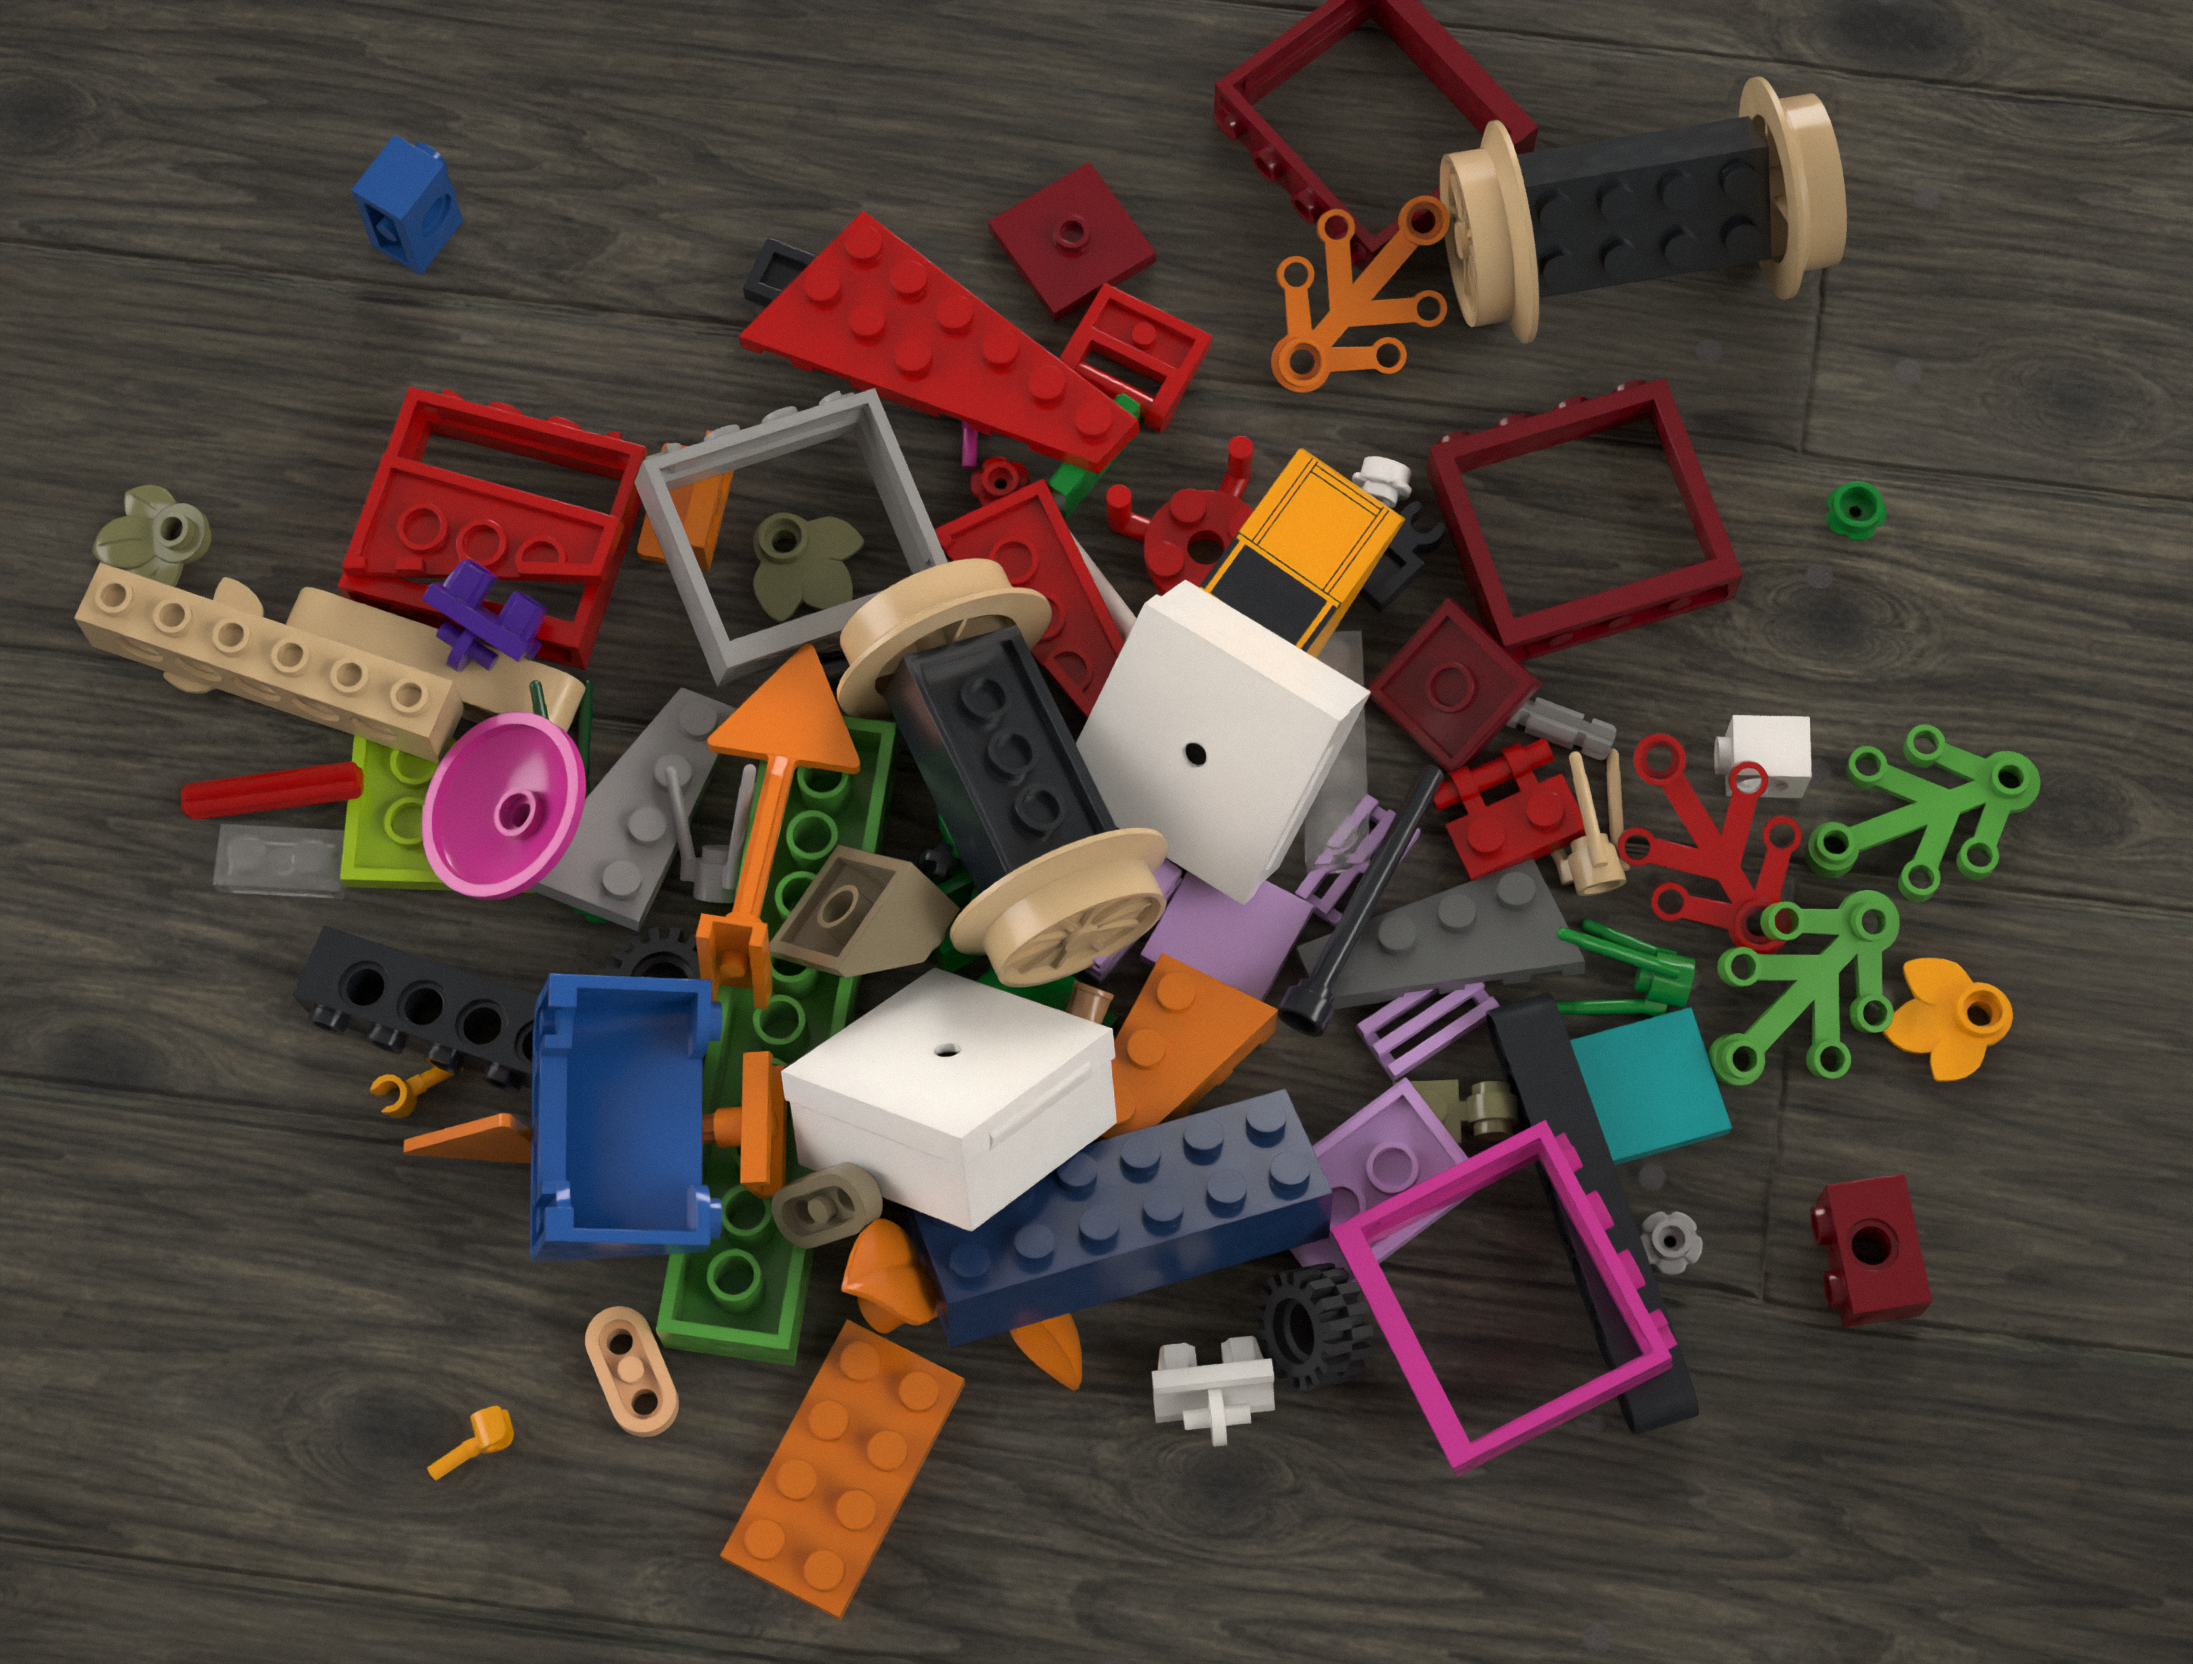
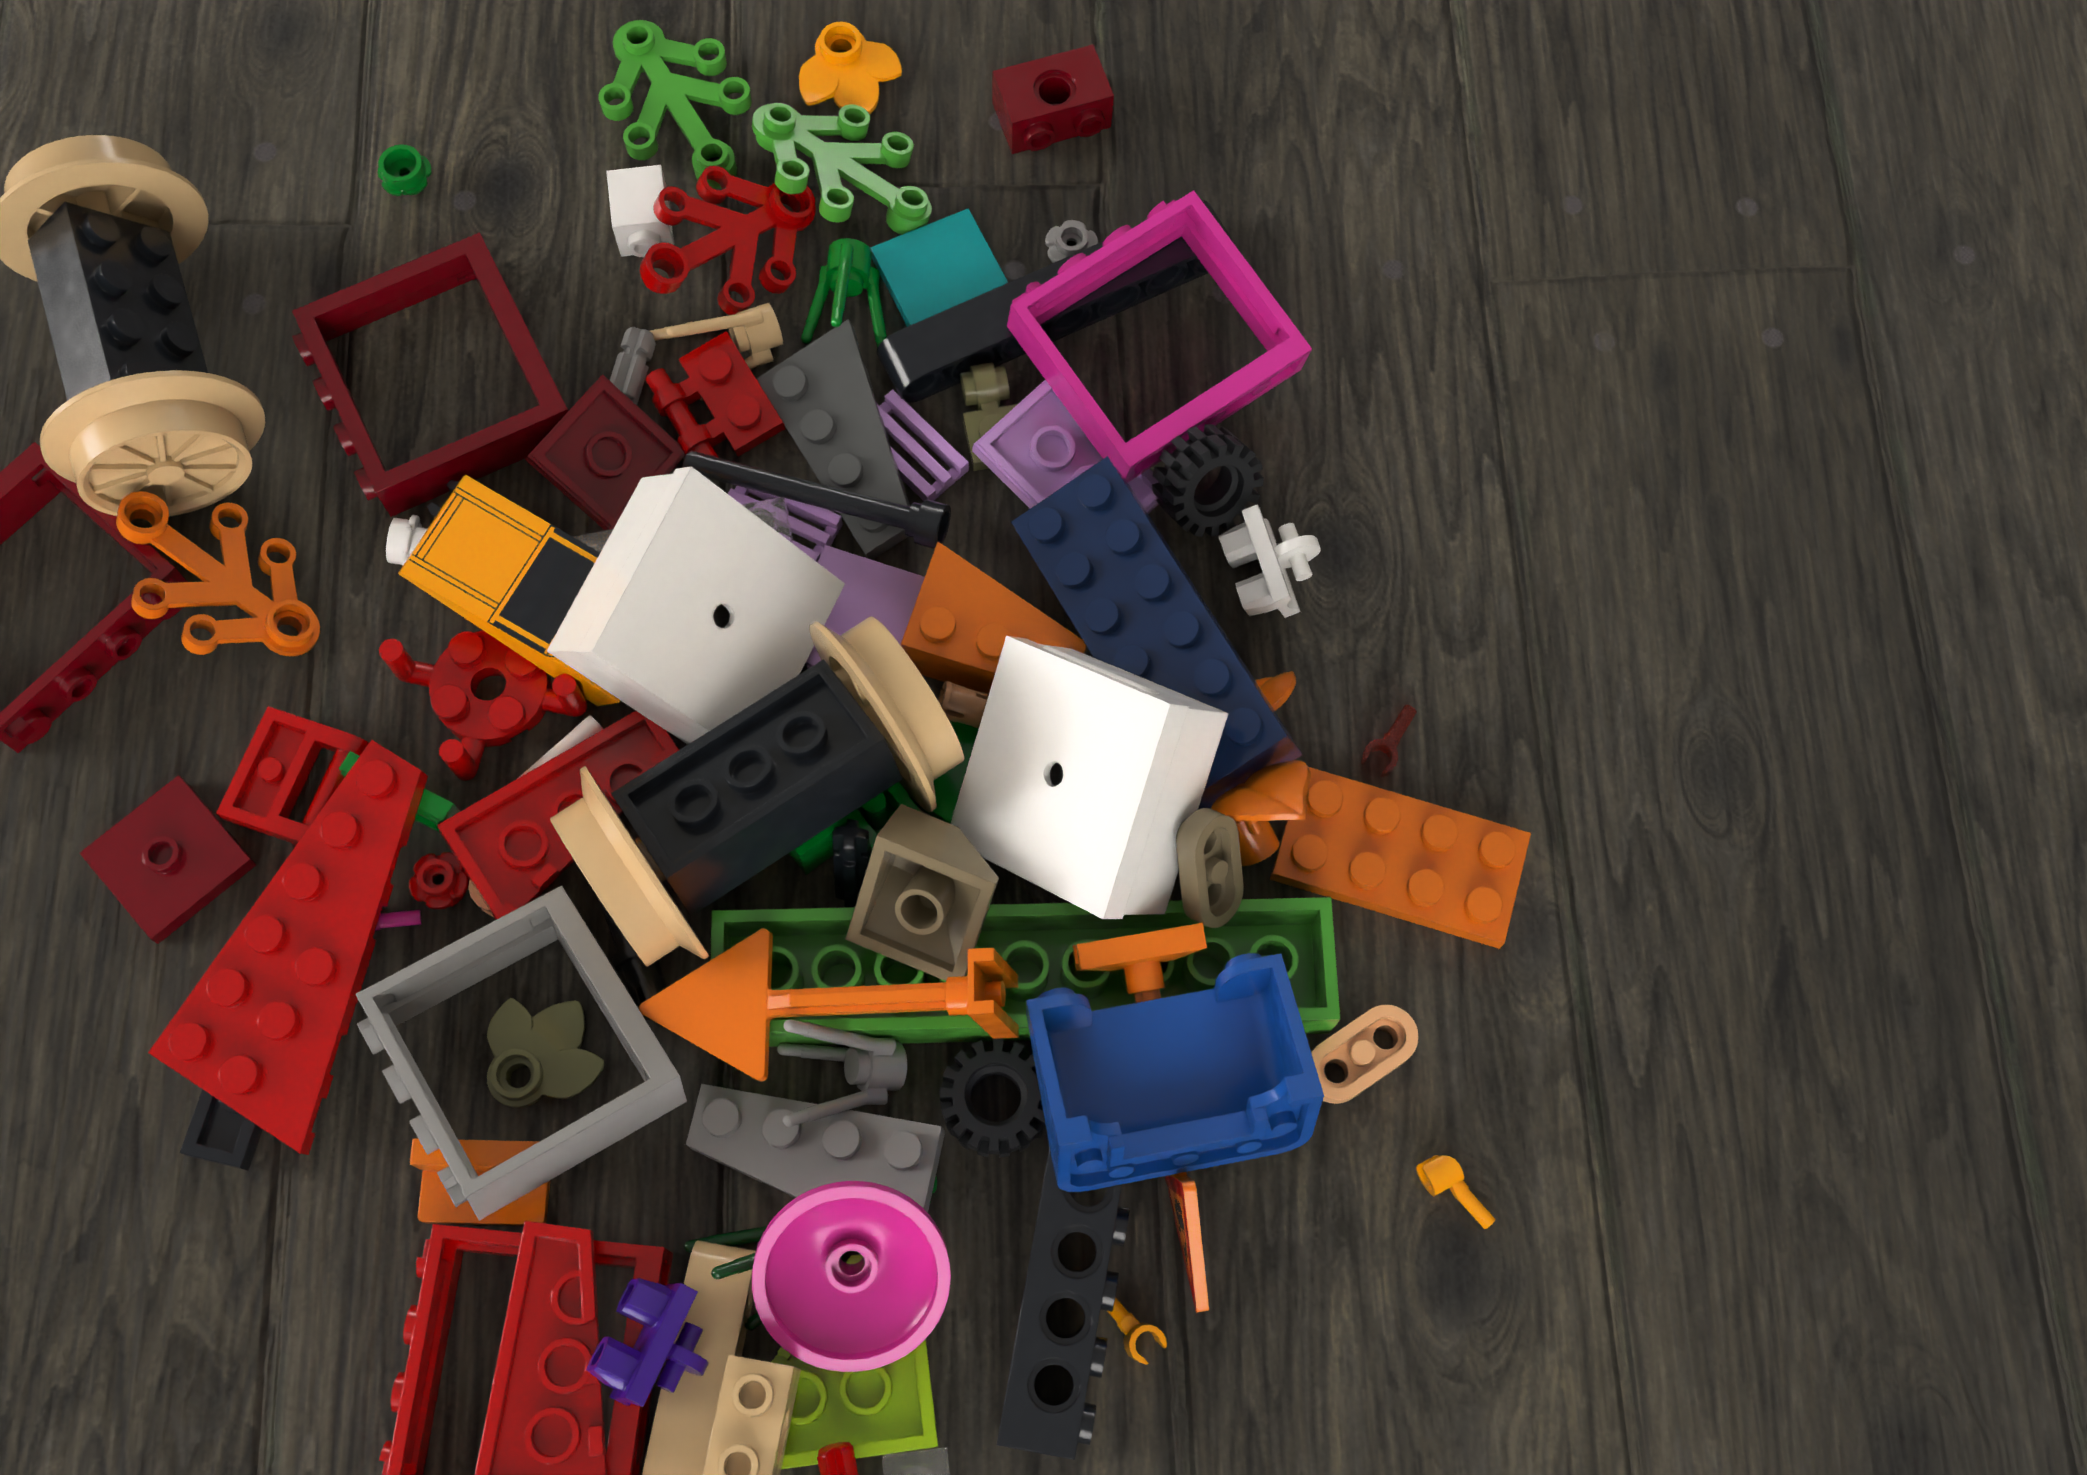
camera: 105 degrees left, 0 degrees up
(978, 1487) = (1391, 739): none -> clear red hand

